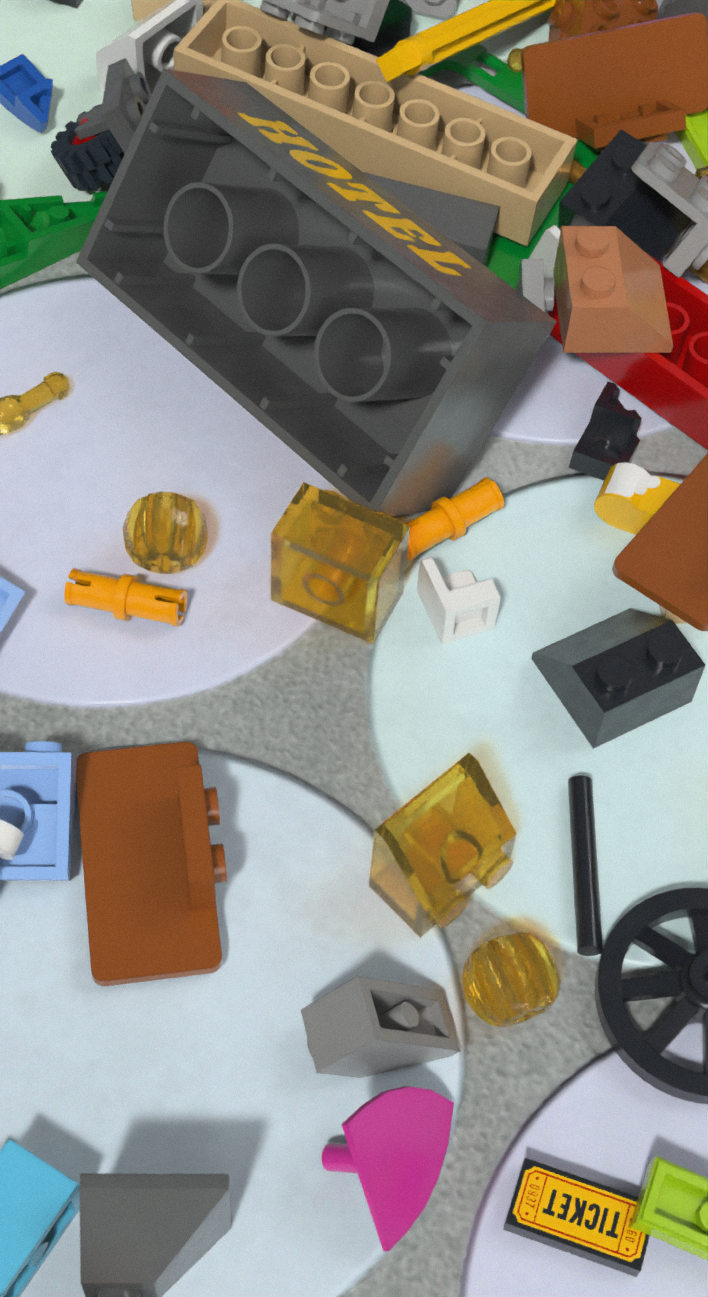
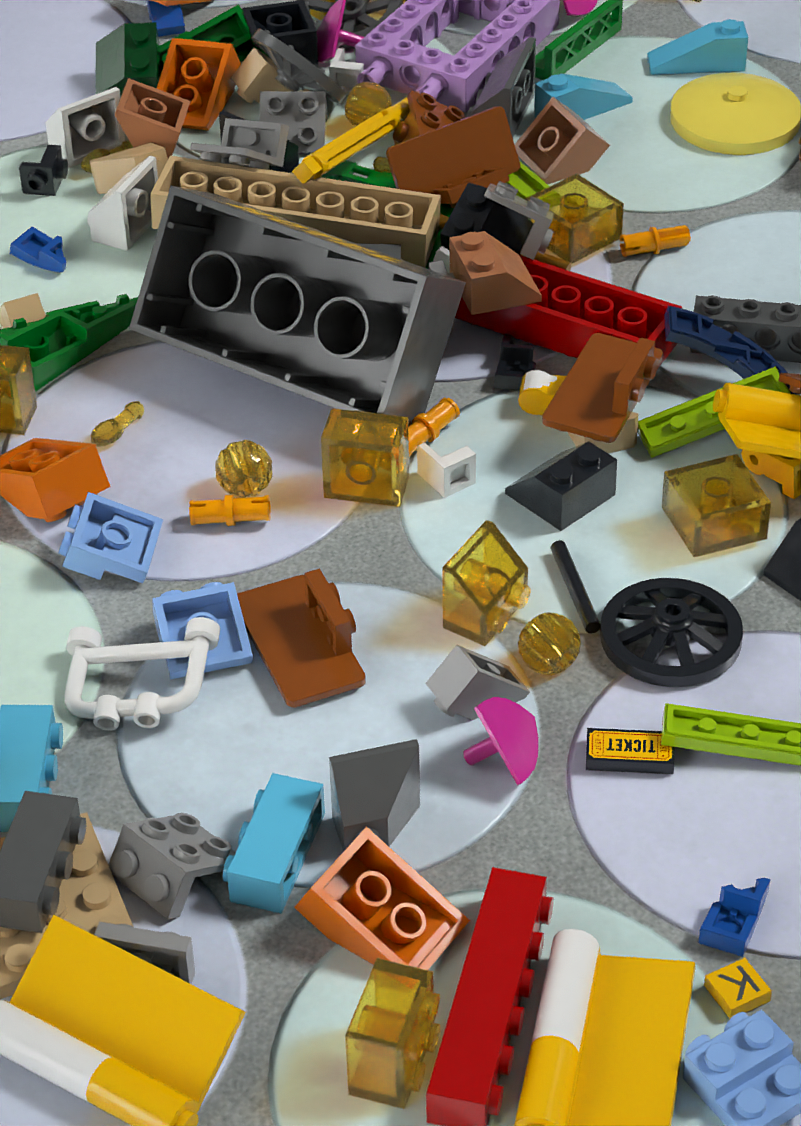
camera: 10 degrees left, 15 degrees down
(99, 138) = (119, 258): plate -> none

